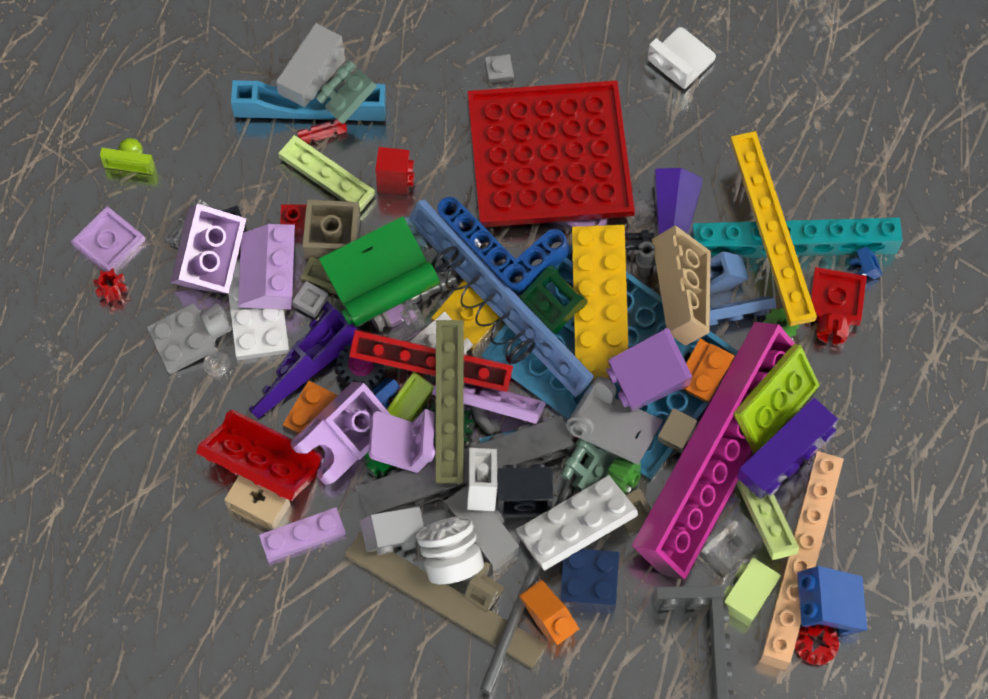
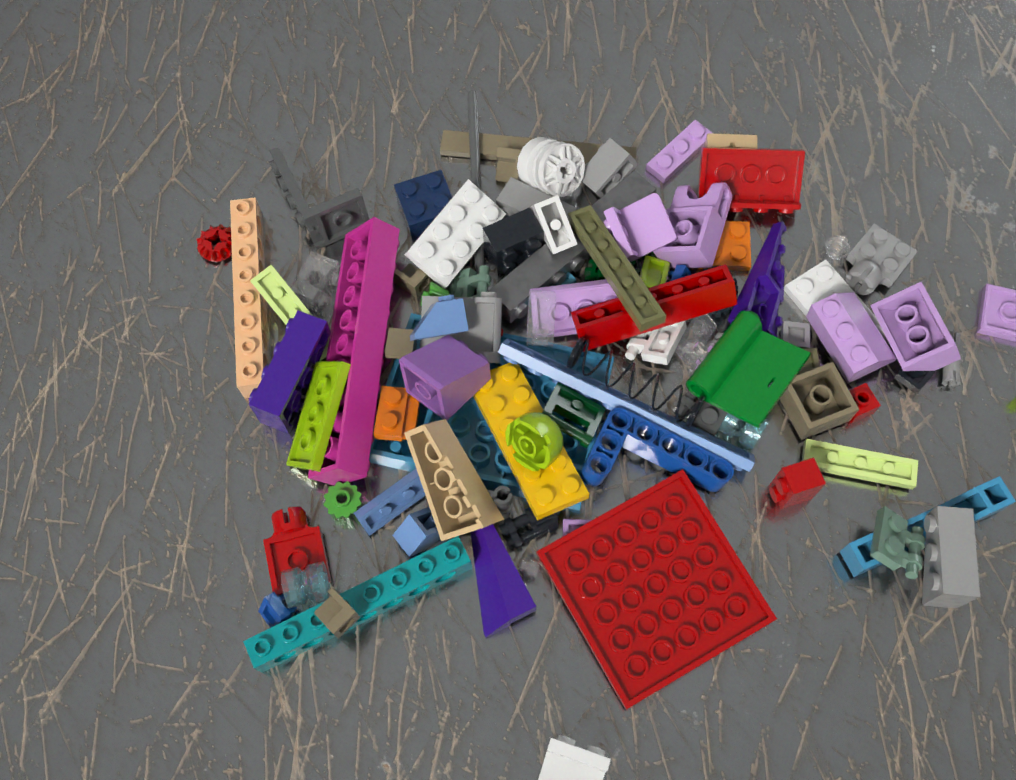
camera: 160 degrees right, 0 degrees up
(103, 282) = (975, 269): red gear -> none
(321, 131) = (899, 502): red axle -> none
(456, 312) = (643, 372): yellow plate -> none
(499, 69) = (759, 669): light grey plate -> none
(539, 392) = (541, 318): none -> clear bracket
(548, 613) = (454, 163): orange slope -> none
(598, 274) = (535, 440): none -> lime cylinder
(635, 423) = (442, 319): none -> medium blue slope
(750, 591) = (287, 250): yellowish green brick -> none
(773, 229) = (386, 585): yellow plate -> none
(818, 219) = (336, 614): none -> dark tan panel
(832, 599) = (207, 260): panel -> none
(836, 261) = (305, 584): none -> clear light blue wheel

